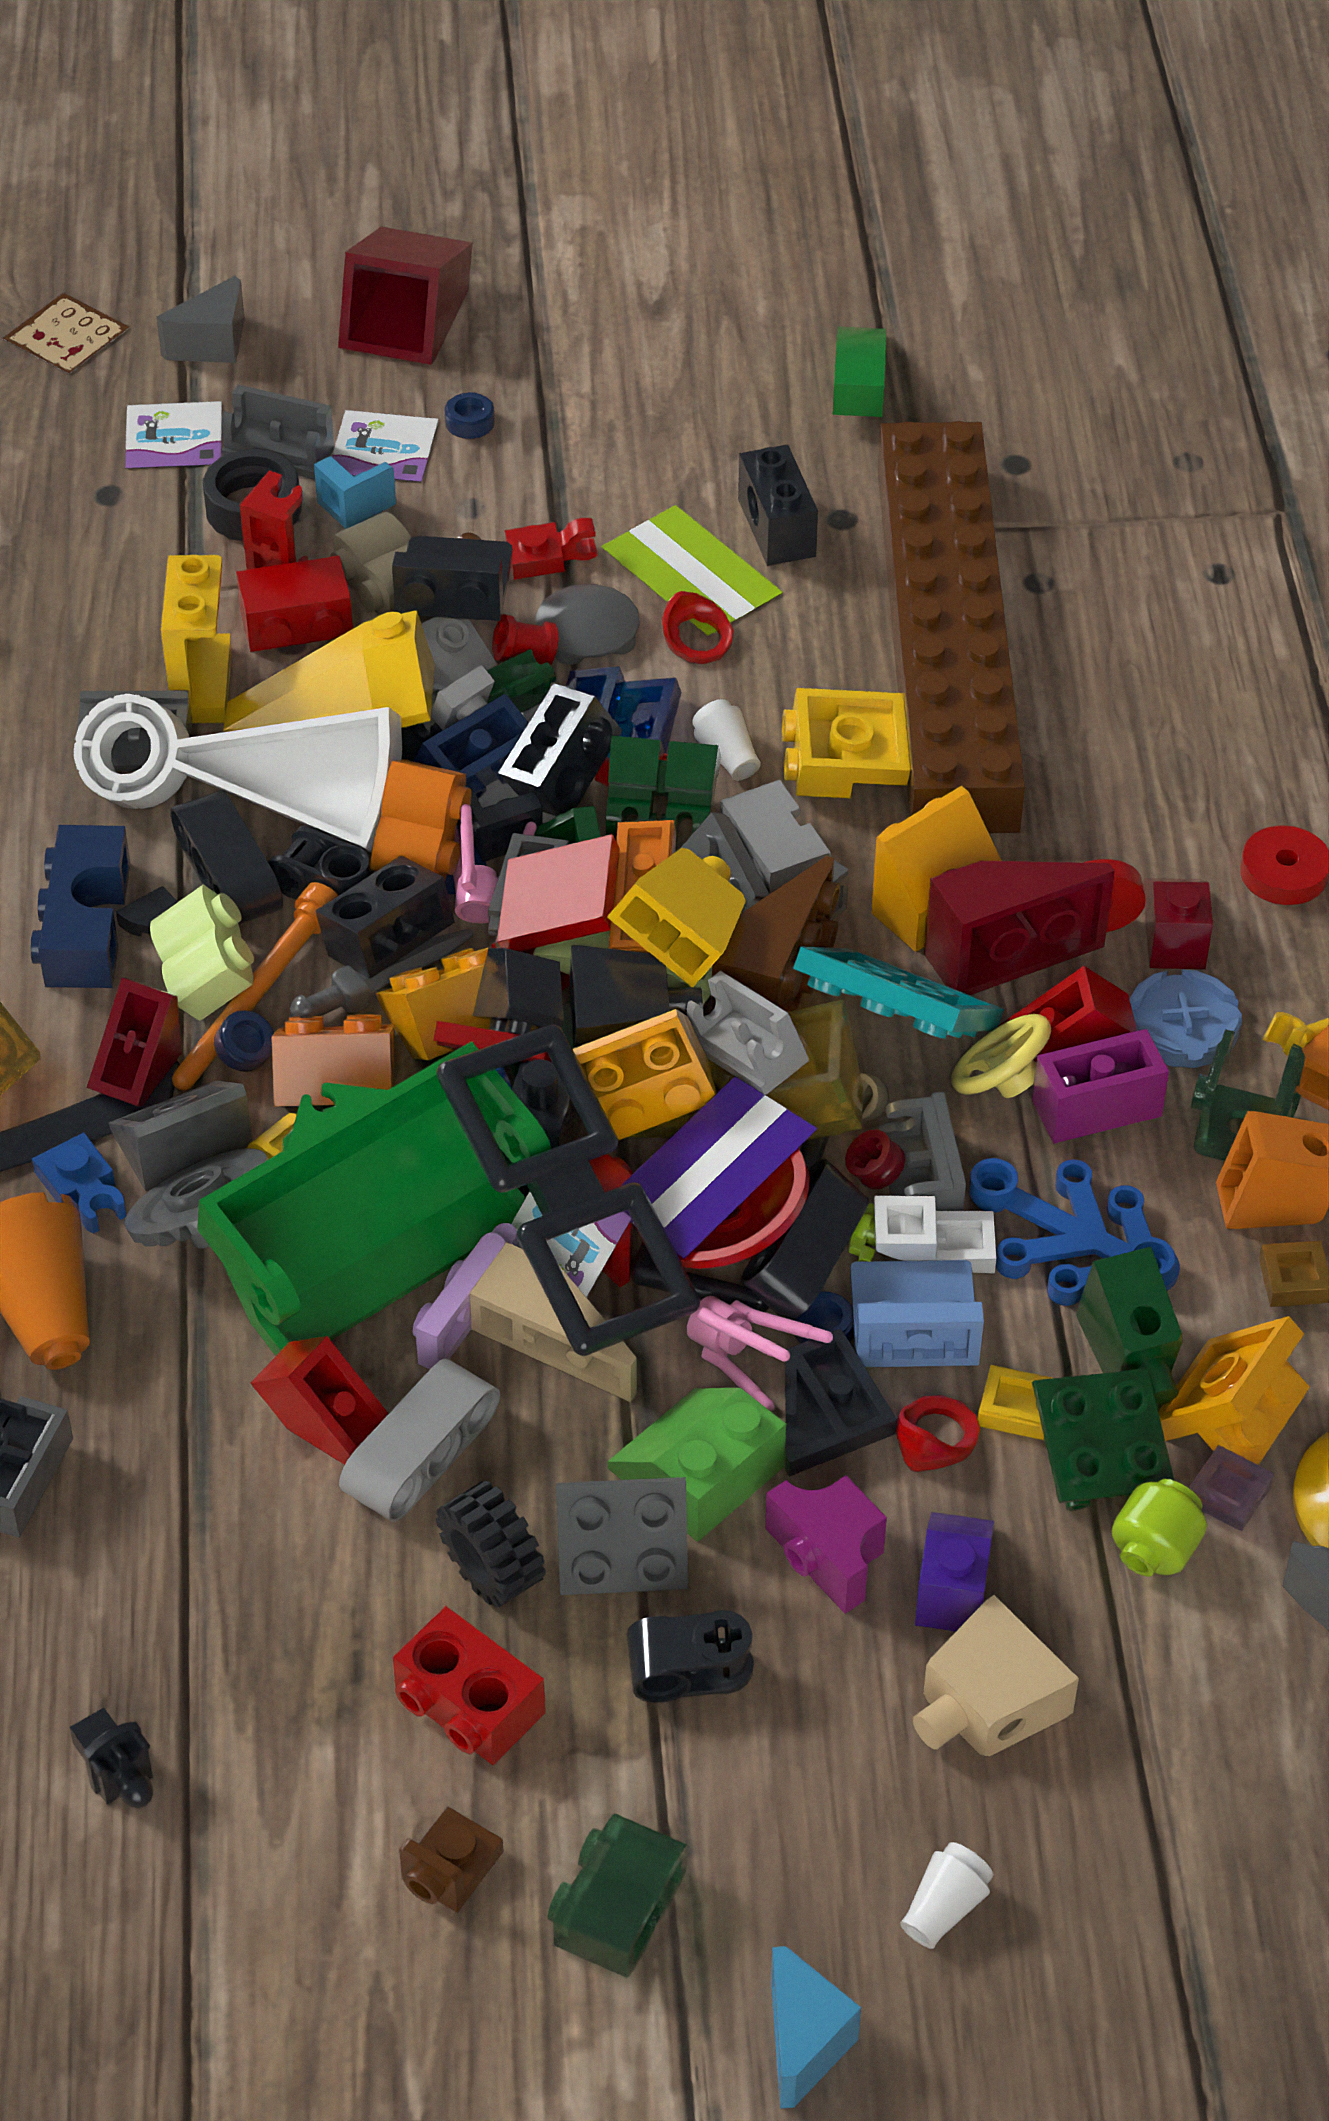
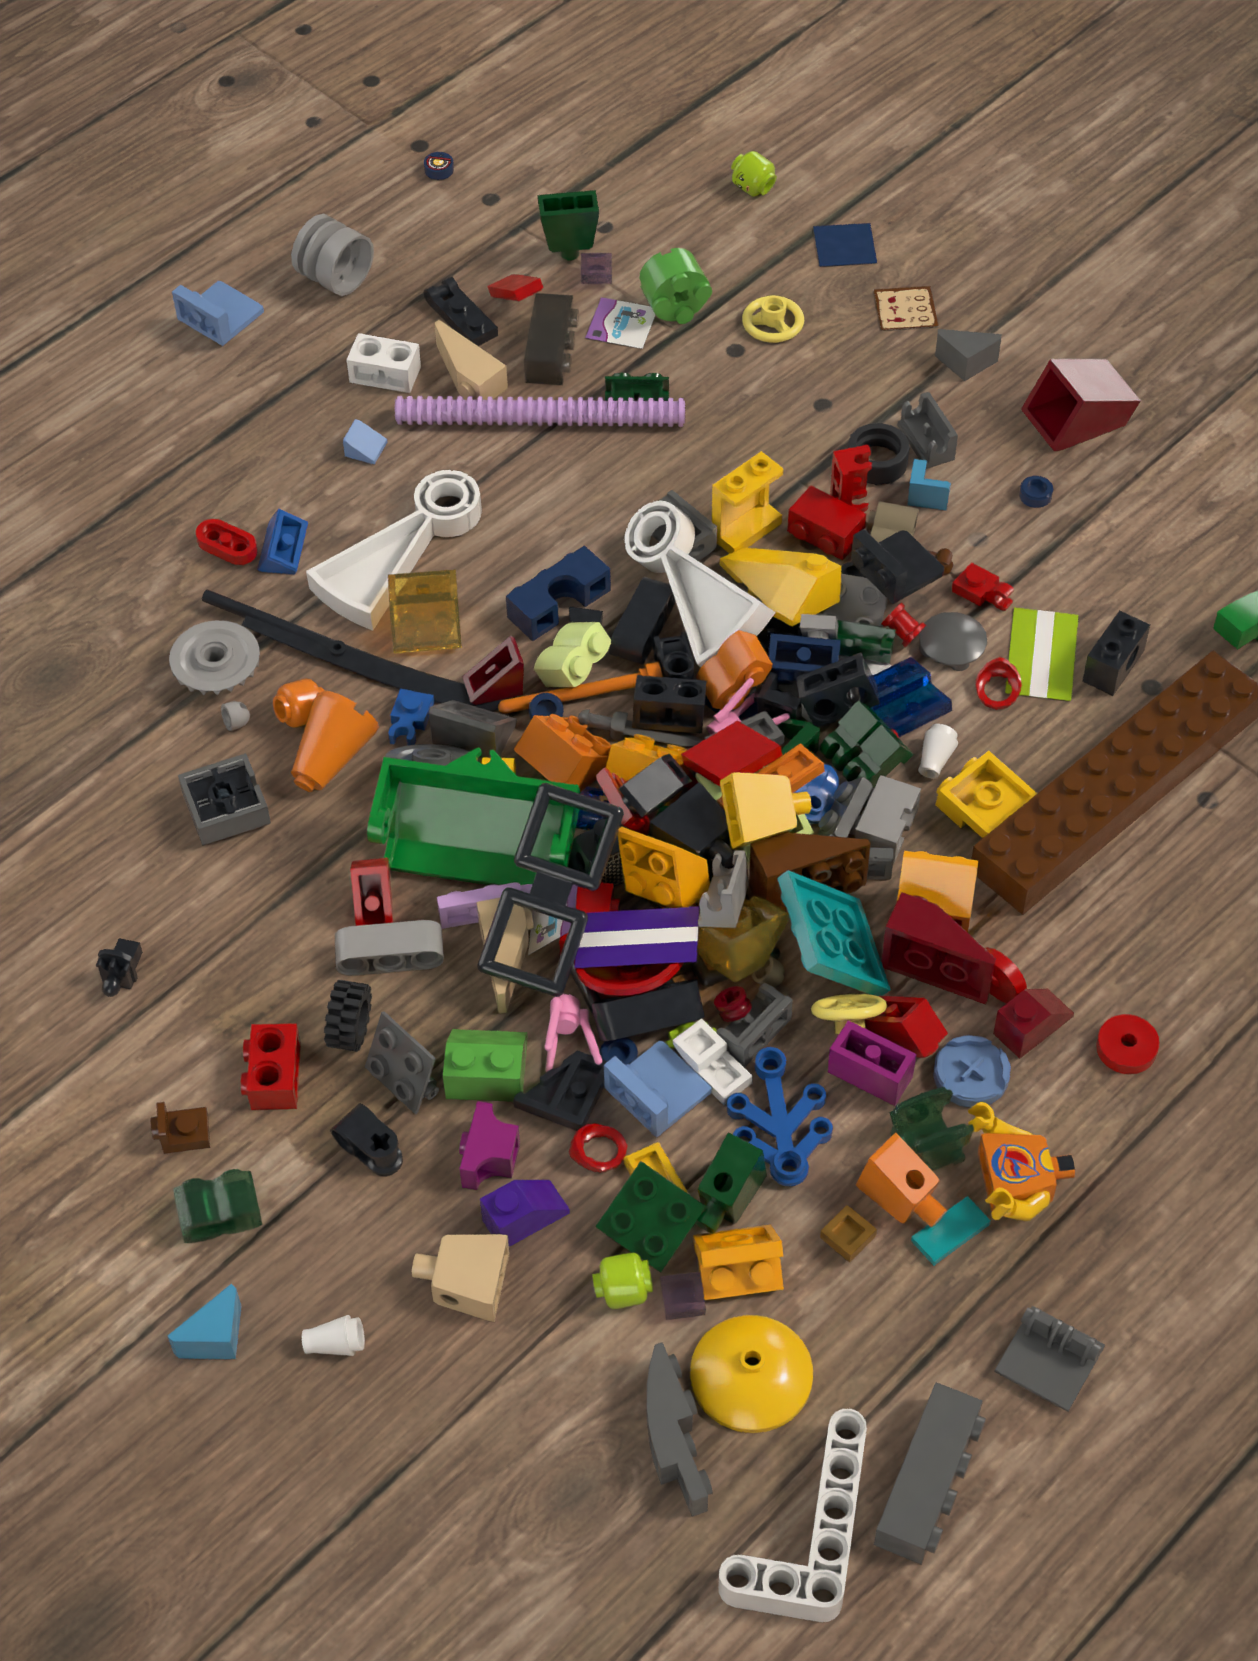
camera: 50 degrees right, 5 degrees up
(173, 434) = (886, 394): sticker -> none
(377, 438) = (978, 476): sticker -> none

